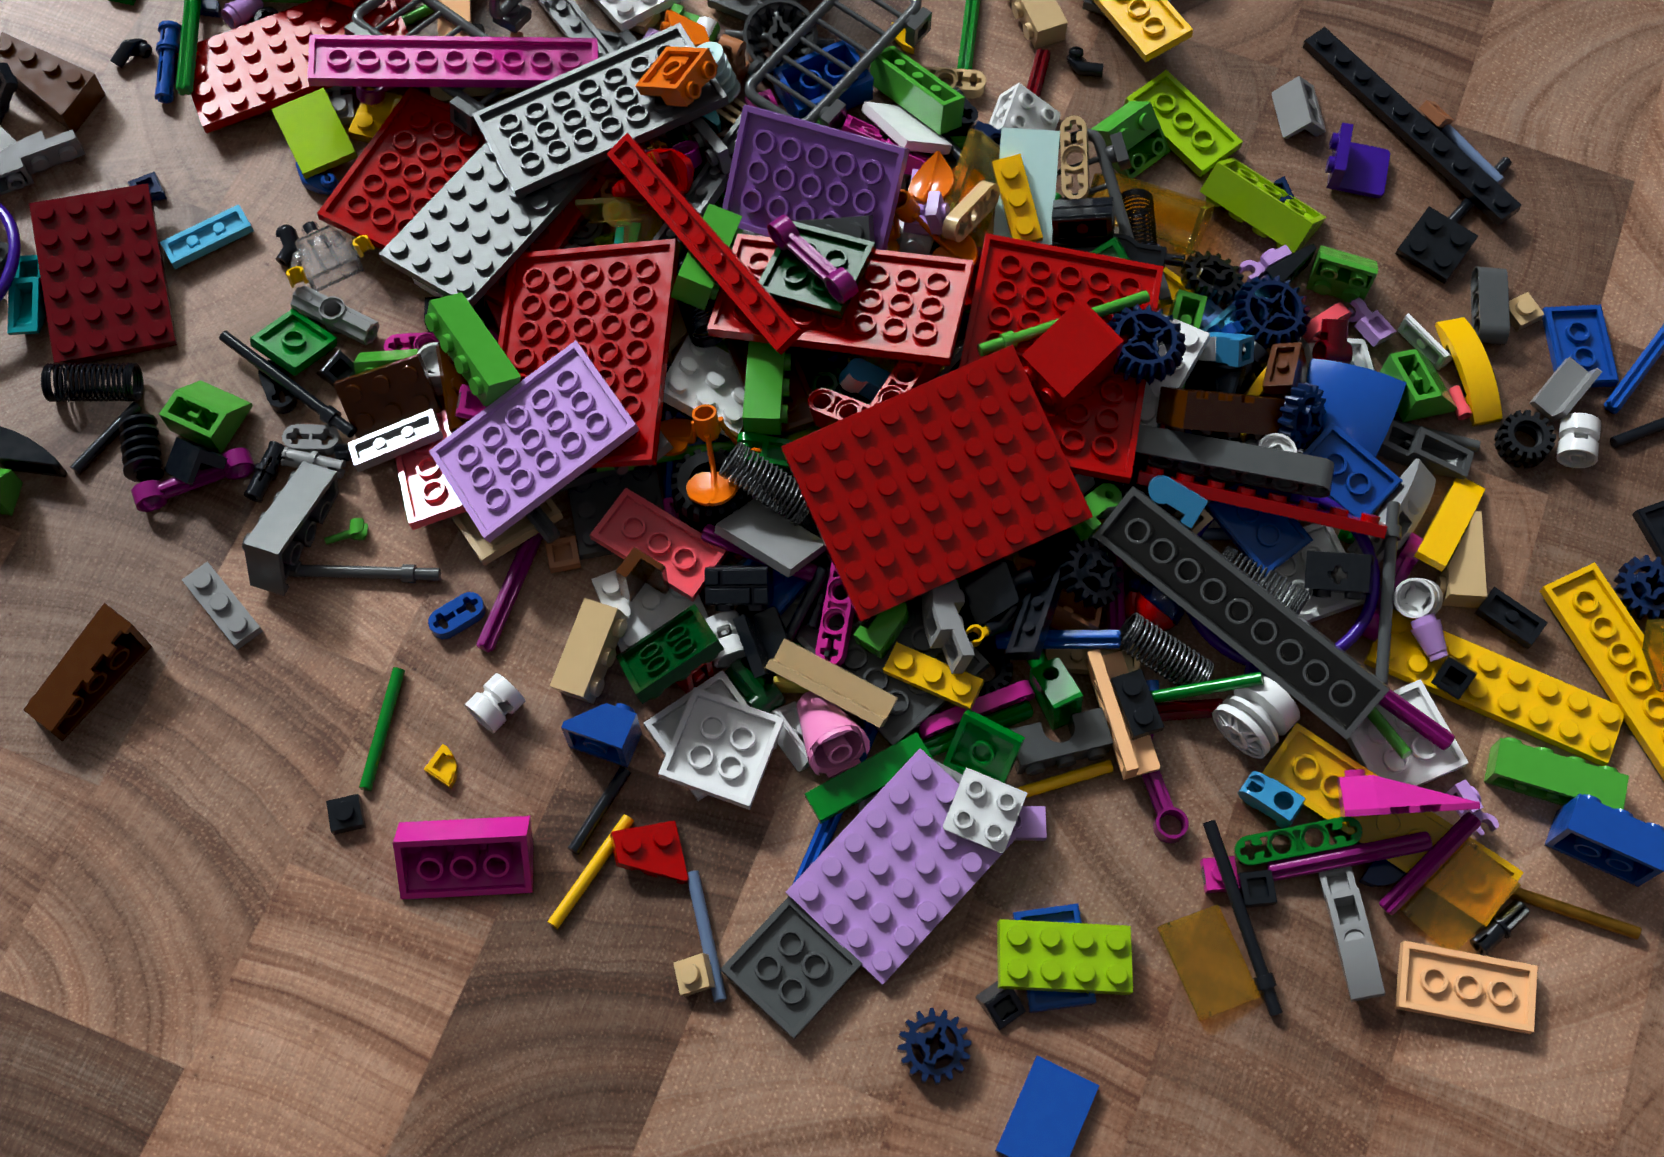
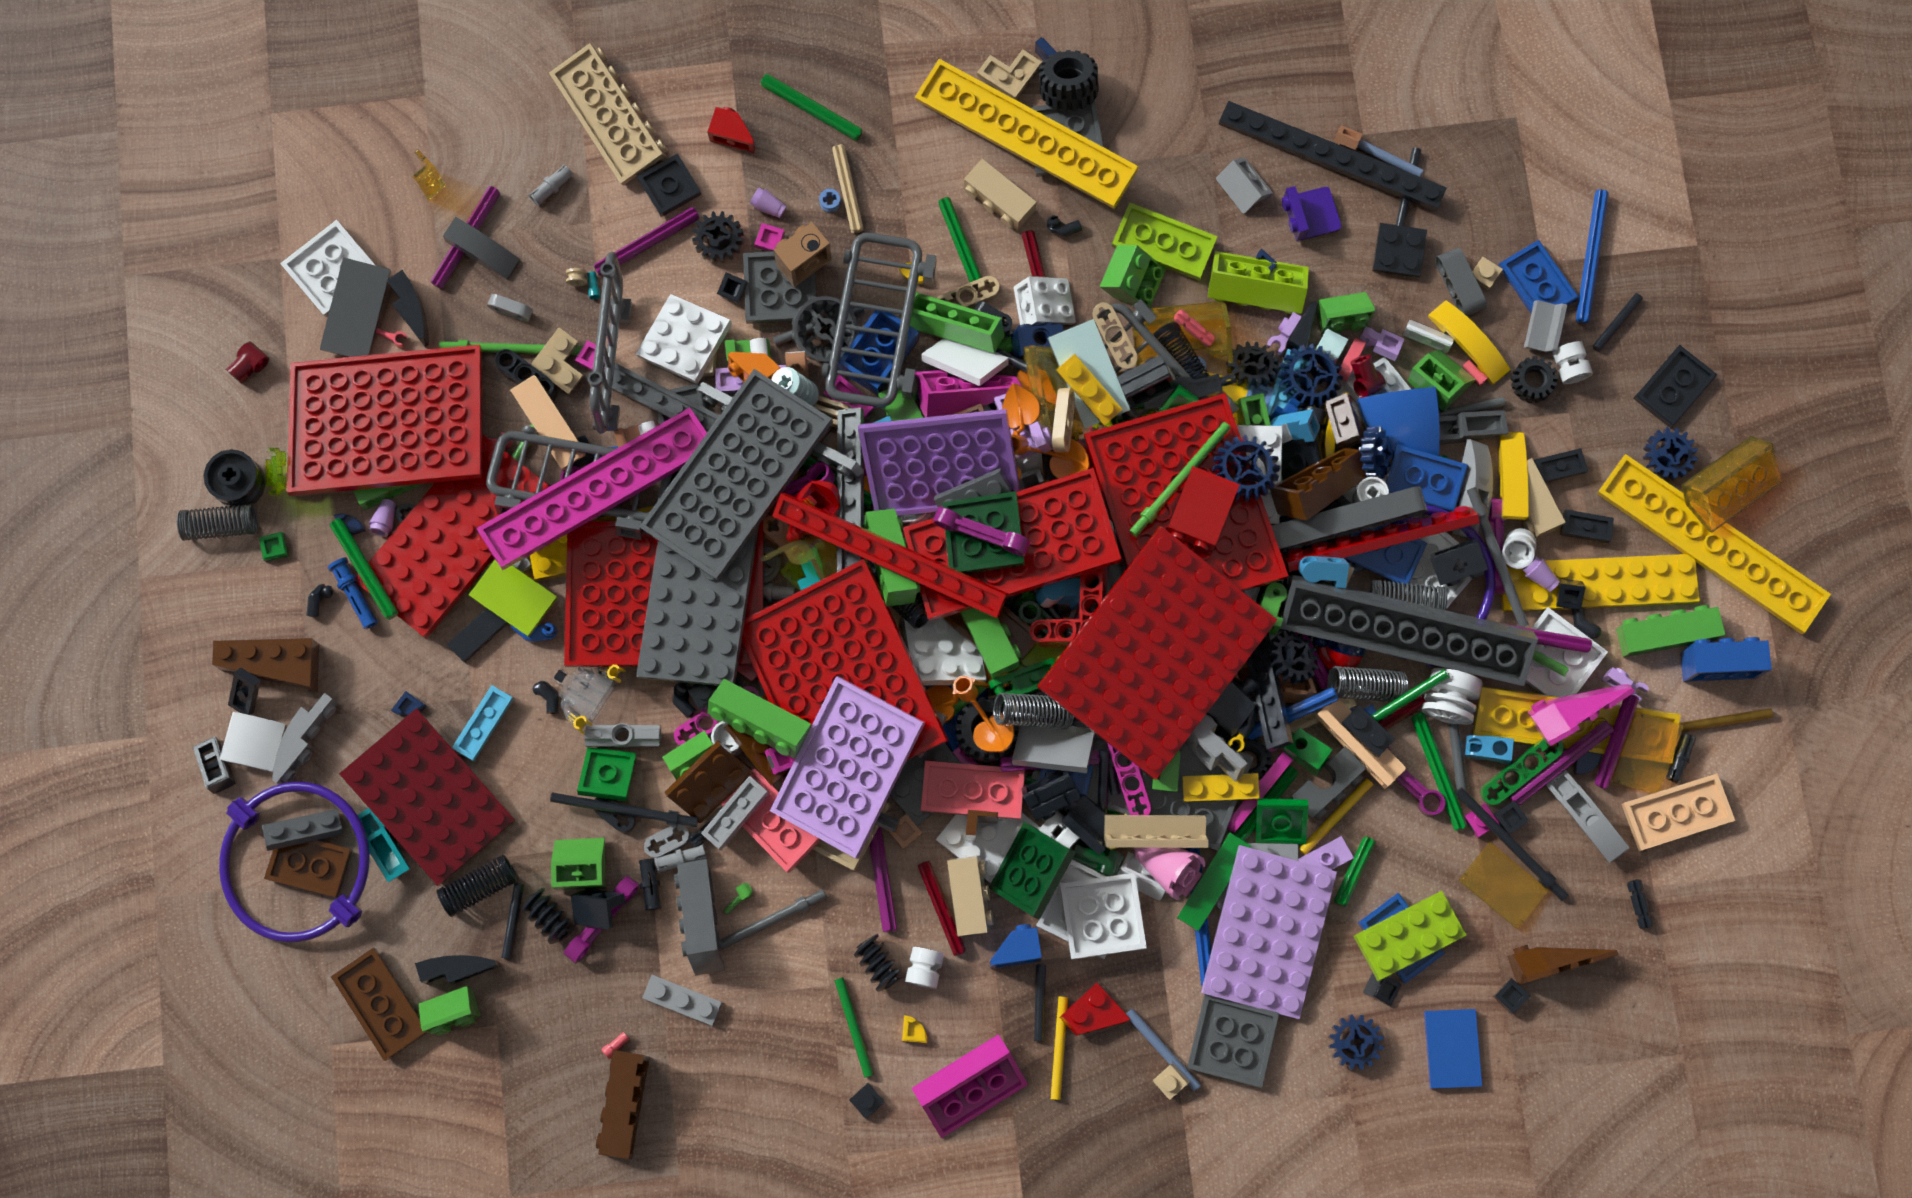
camera: 25 degrees left, 10 degrees up
(130, 612) = (615, 1045): none -> coral piece
(258, 156) = (476, 634): none -> black tile
(337, 368) = (650, 776): black slope -> none
(415, 313) = (680, 699): none -> black arm
(445, 672) = (877, 963): none -> black piece
(457, 615) = (850, 914): blue beam -> none
(553, 652) = (941, 908): none -> dark red axle
(678, 75) = (787, 422): orange plate -> none
(984, 810) = (1307, 865): white bracket -> none
(1039, 854) = (1354, 871): none -> green axle
(1151, 1094) = (1511, 996): none -> black plate
(1168, 210) = (1194, 328): none -> coral axle
(1198, 796) = (1439, 771): none -> green axle
(1213, 1075) = (1544, 961): none -> reddish brown wedge
(1229, 788) = (1457, 756): none -> dark grey bar
(1317, 297) = (1332, 342): none -> light aqua panel
(1366, 1070) = (1640, 904): none -> black axle
(1455, 722) = (1585, 626): none -> black arm
(1513, 541) = (1561, 465): none -> black plate

